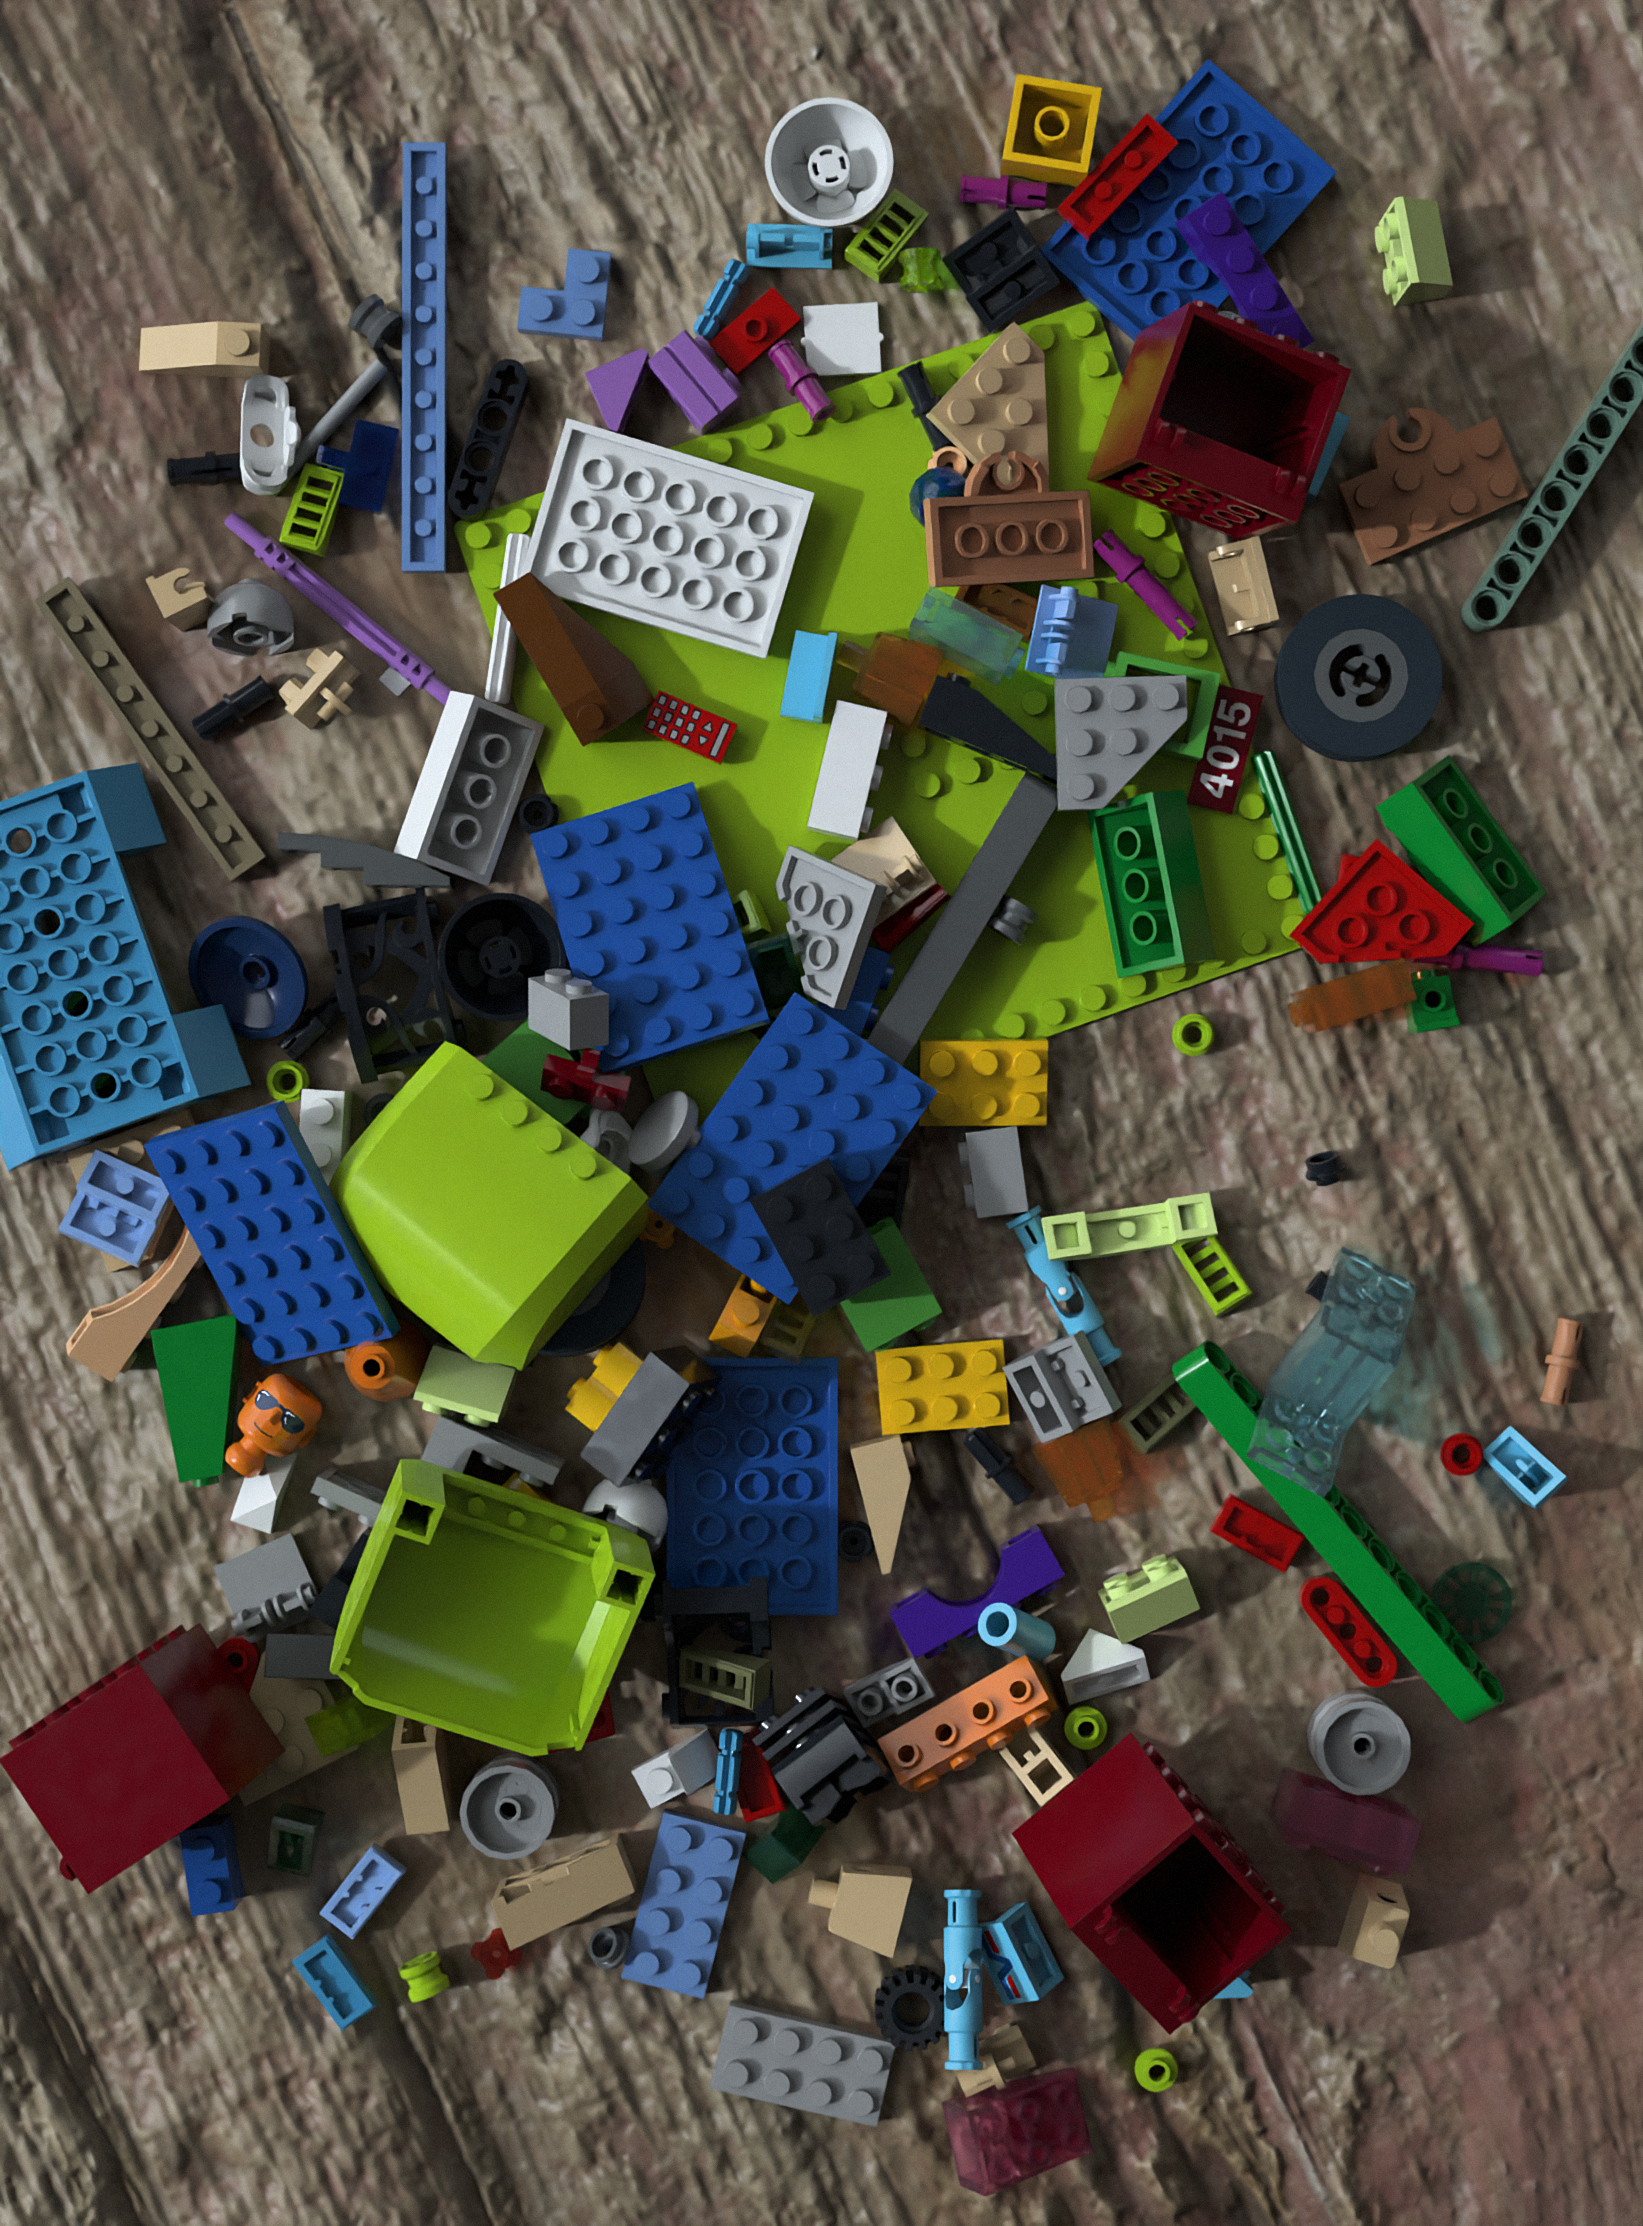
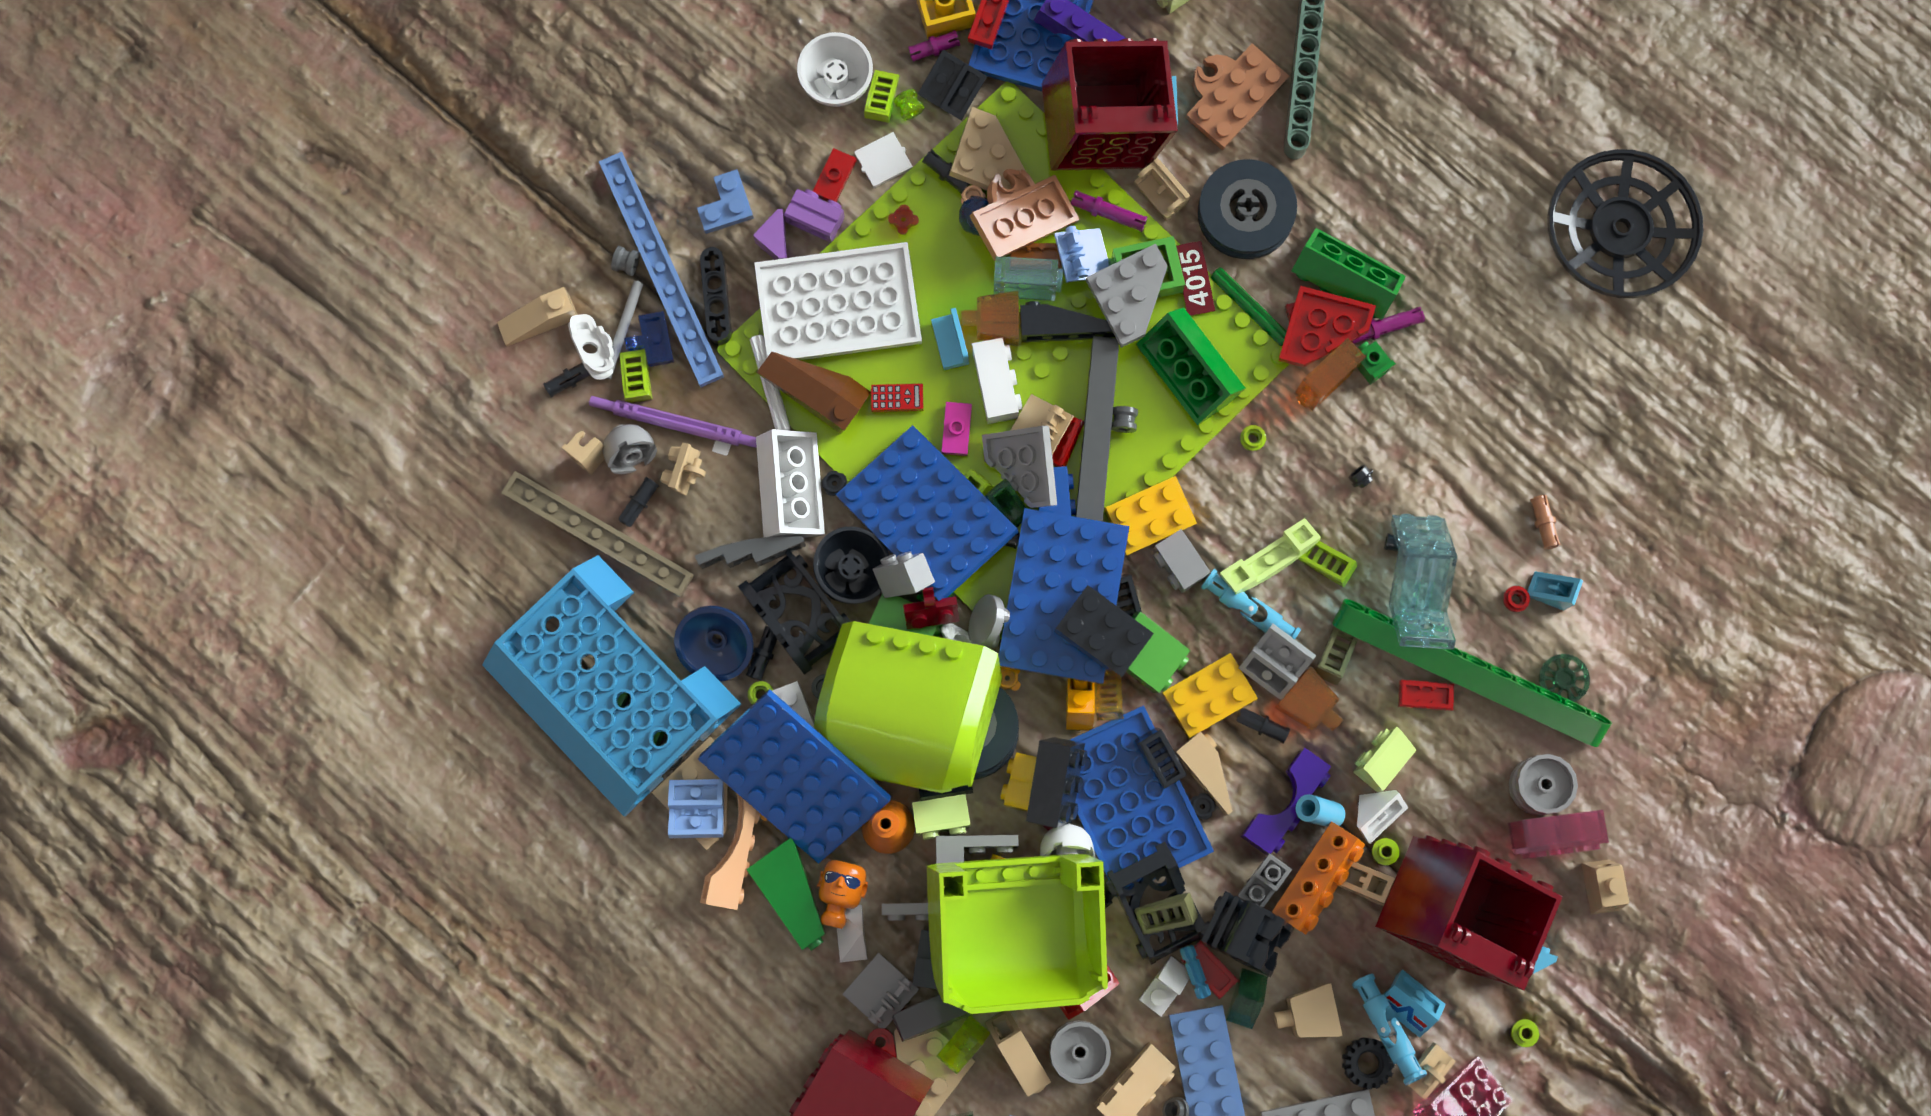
camera: 25 degrees left, 10 degrees down
(721, 299) = (808, 166): dark azure axle -> none
(756, 816) = (956, 429): none -> dark pink plate
(788, 246) = (832, 124): medium azure hinge -> none
(801, 381) = (872, 189): magenta pin -> none
(819, 1411) = (1148, 737): none -> black slope
(834, 441) = (903, 212): none -> clear red plate
(1360, 1643) = (1515, 726): red plate -> none

